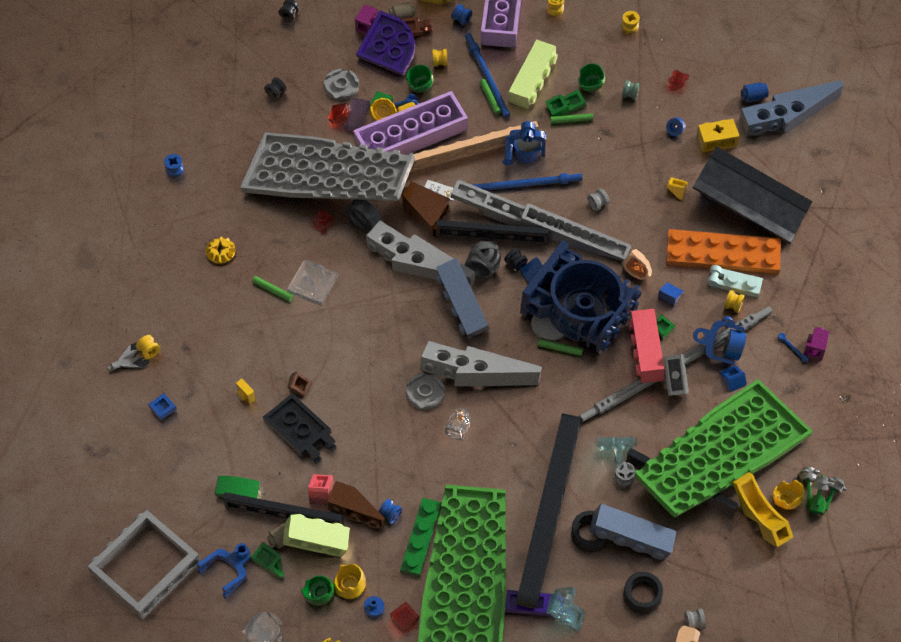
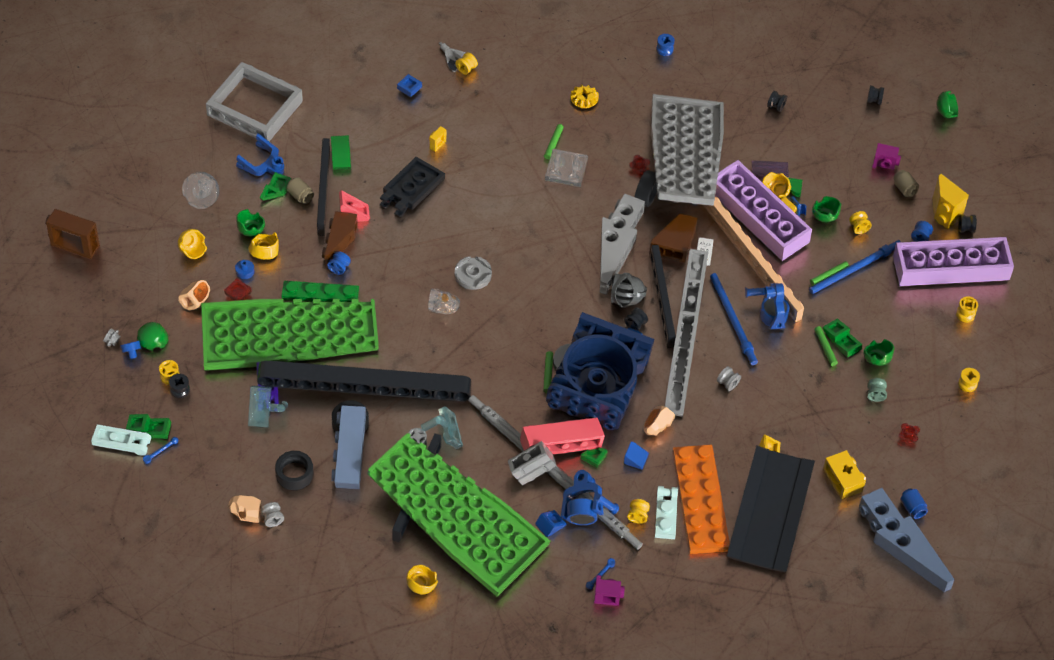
camera: 75 degrees right, 5 degrees down
(299, 384) = (456, 177): reddish brown slope -> none
(316, 535) = (300, 209): yellowish green brick -> none
(339, 113) = (765, 154): clear red plate -> none
(341, 84) = (802, 153): light grey tile -> none
(388, 44) = (861, 178): dark purple plate -> none
(417, 26) = (892, 195): copper plate -> none
(462, 297) = (574, 277): sand blue brick -> none
(477, 367) = (503, 303): light grey brick -> none
(532, 74) = (867, 302): yellowish green brick -> none
(675, 126) = (843, 436): blue tile -> none
(755, 506) = (401, 552): yellow arch -> none
(817, 503) = (431, 598): plant -> none

